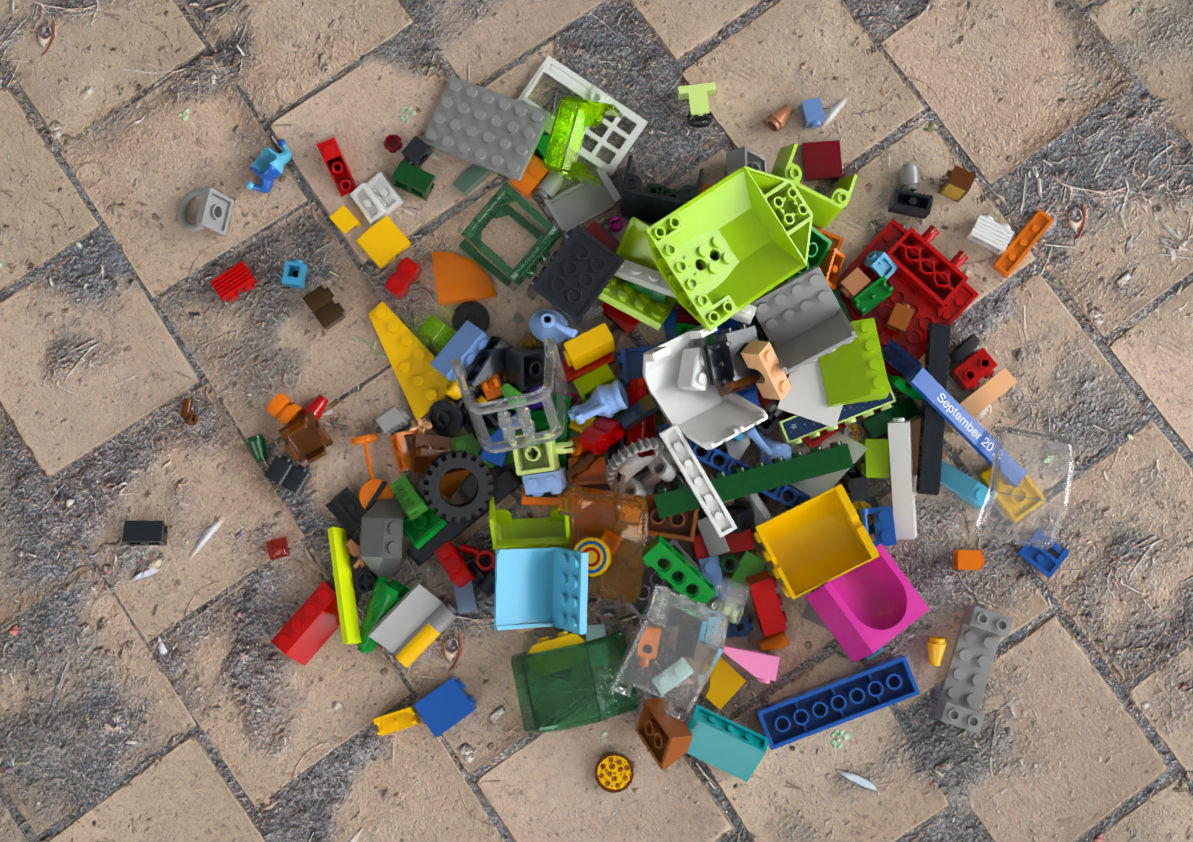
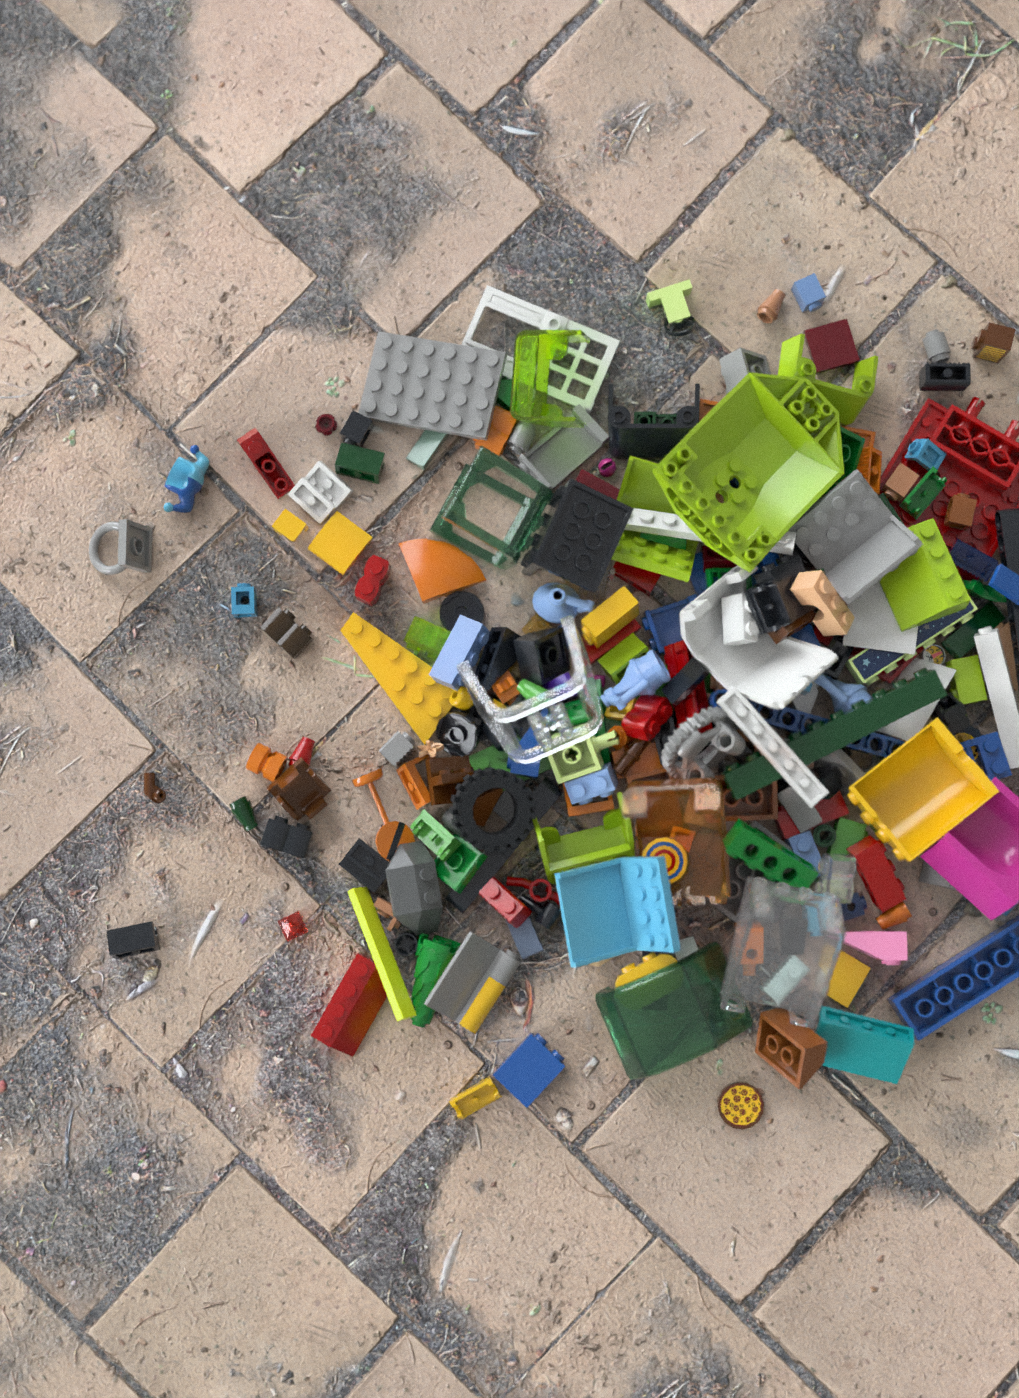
camera: 15 degrees left, 0 degrees up
(234, 282) = (174, 624): red brick -> none

